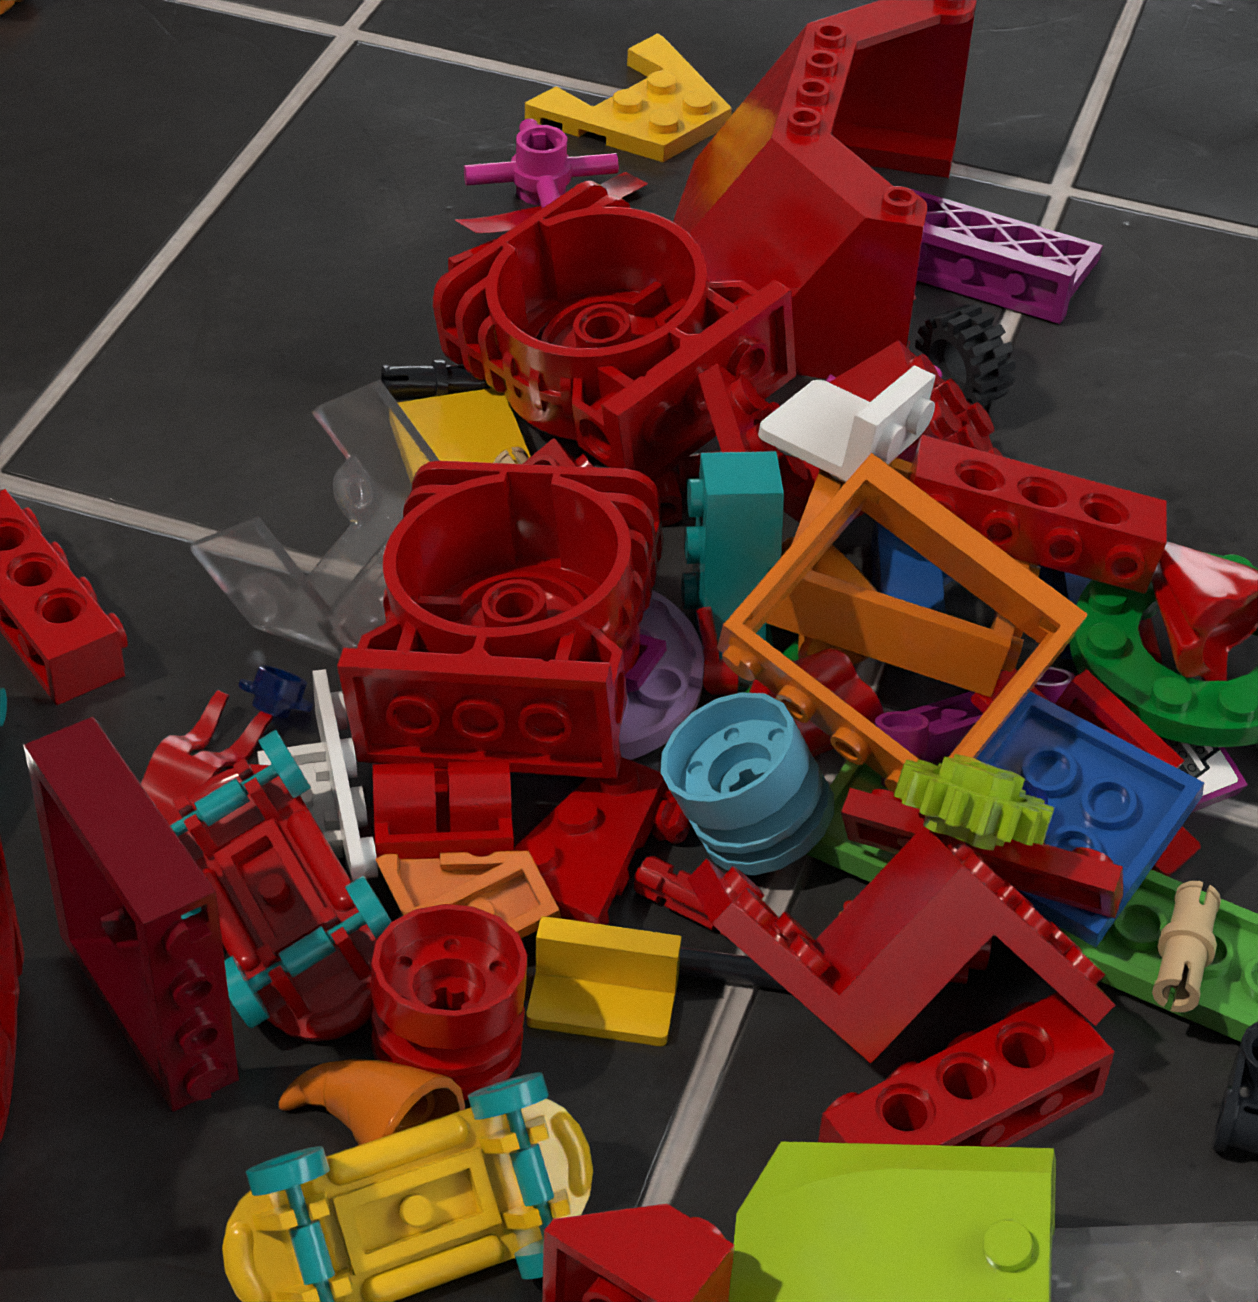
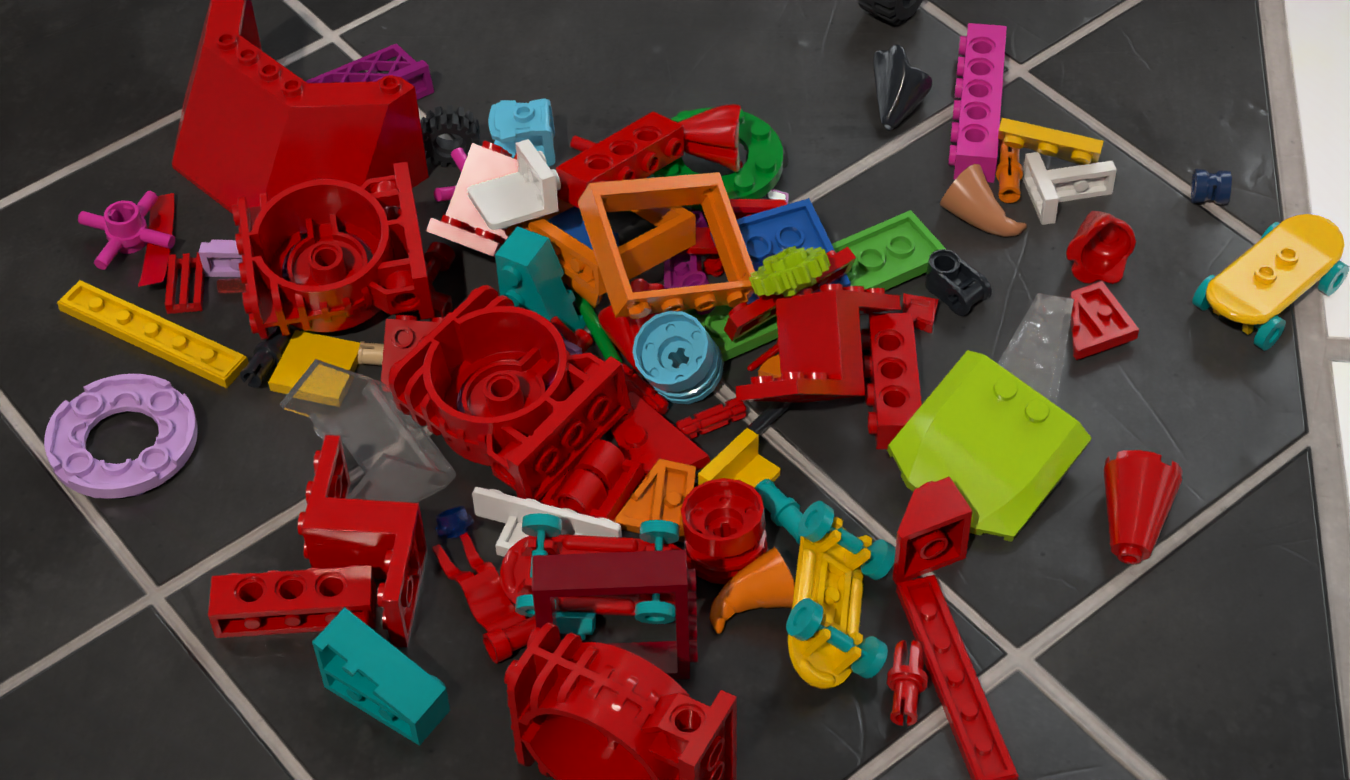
camera: 55 degrees left, 5 degrees up
(151, 287) = (141, 393): none -> lavender plate
(166, 634) = (365, 534): none -> red bracket
(400, 273) = (153, 333): none -> yellow tile
(574, 1073) = (783, 510): none -> teal pin
(649, 119) = (114, 156): yellow wing -> none
(1054, 418) = (517, 122): none -> medium azure piece
(1166, 1083) = (922, 309): none -> red tile
(1187, 946) = (875, 259): tan pin -> none

